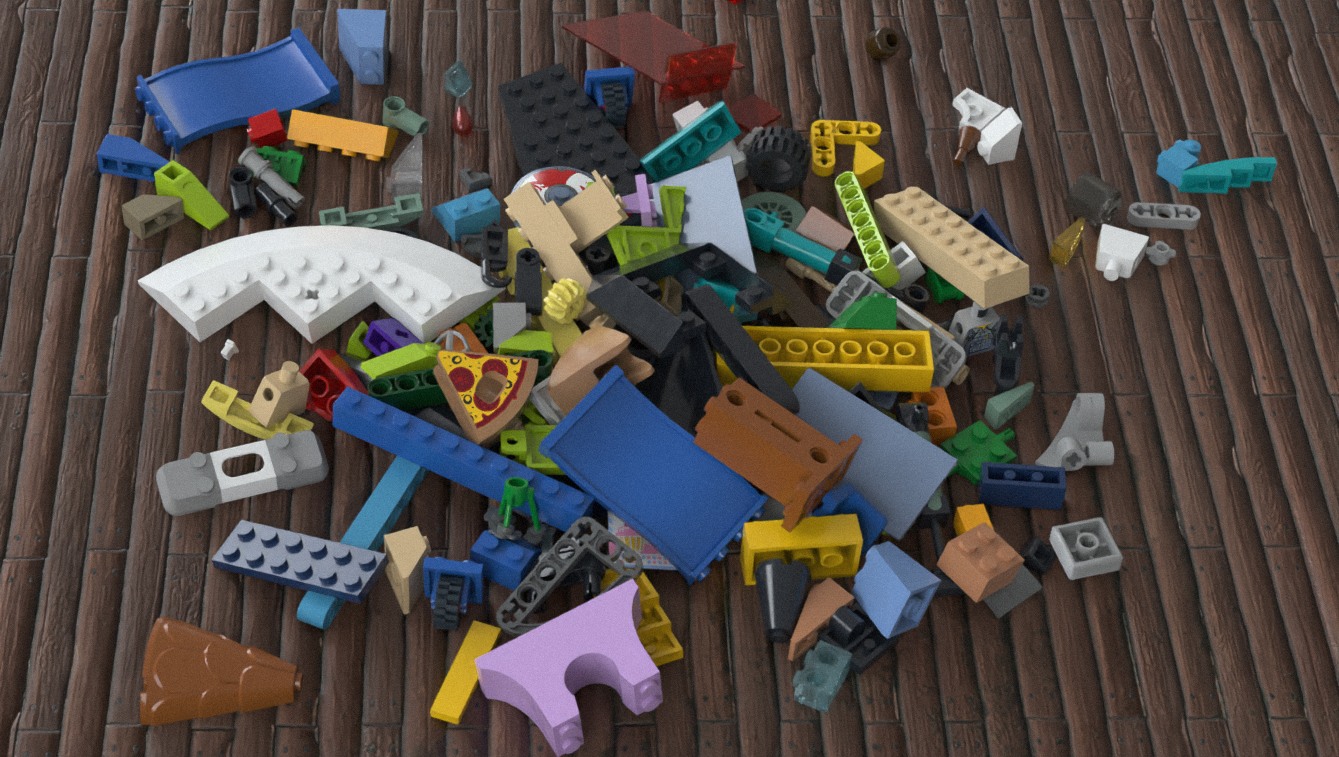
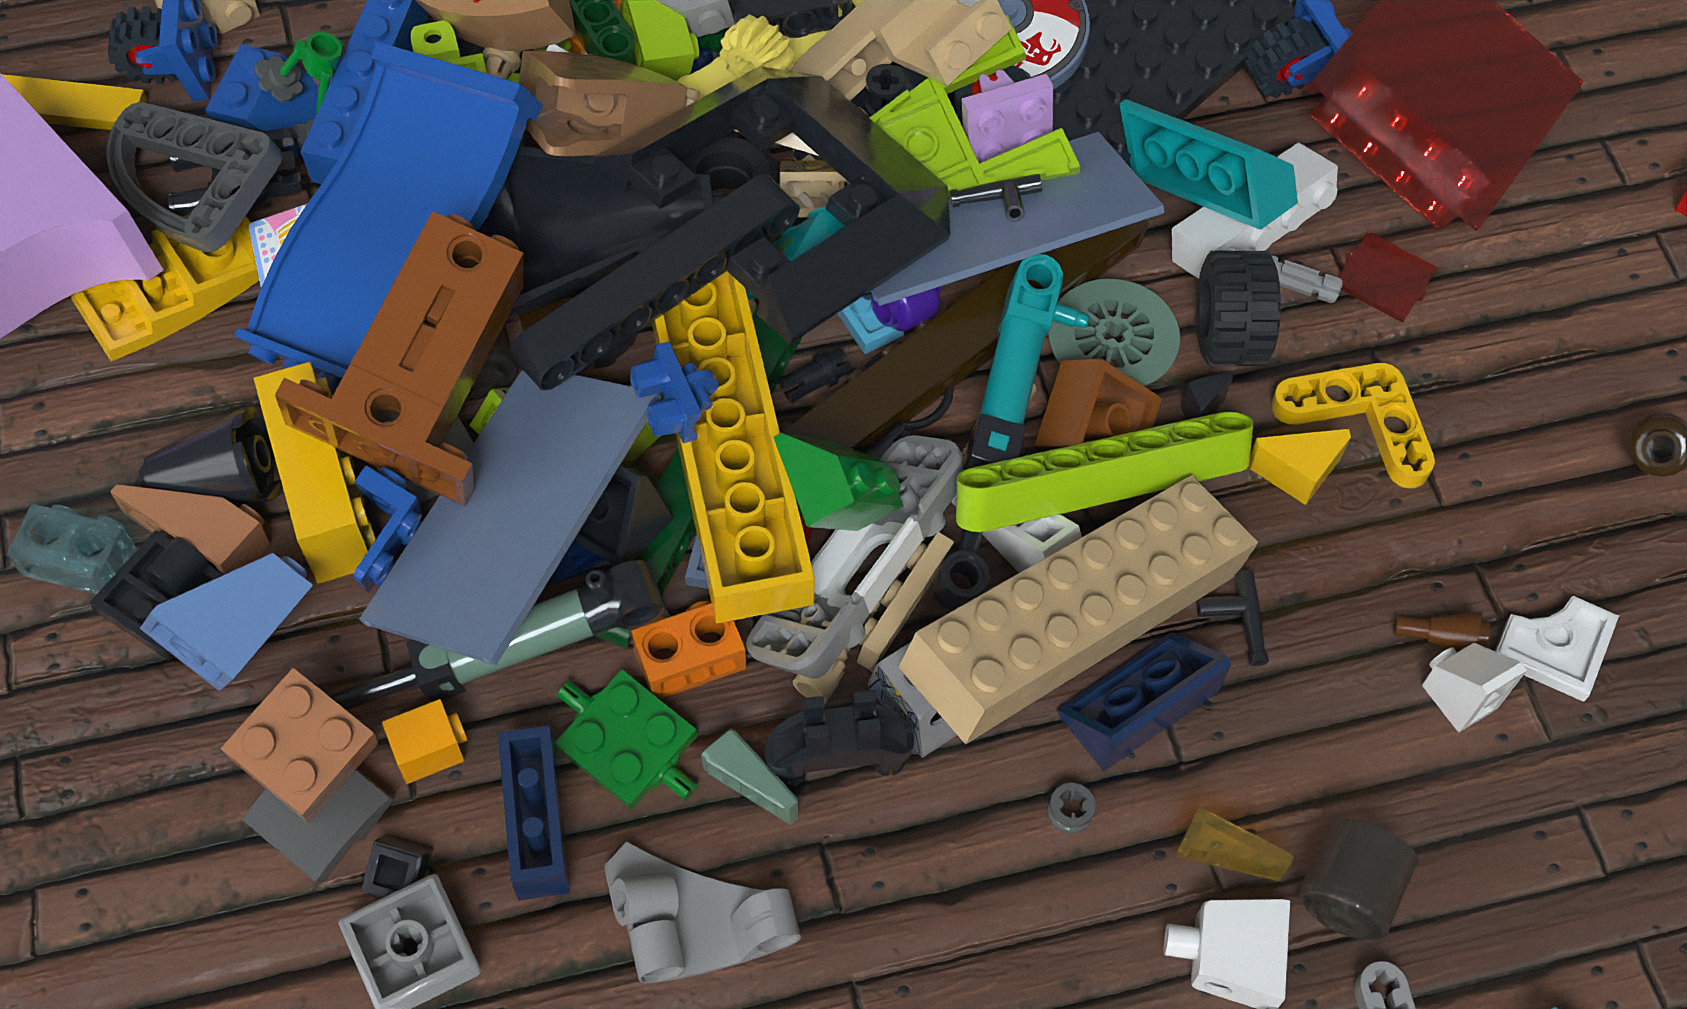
camera: 80 degrees right, 15 degrees up
(689, 219) = (1008, 190): none -> black piece
(814, 355) = (683, 392): none -> blue hips
(821, 192) = (1205, 394): none -> black slope

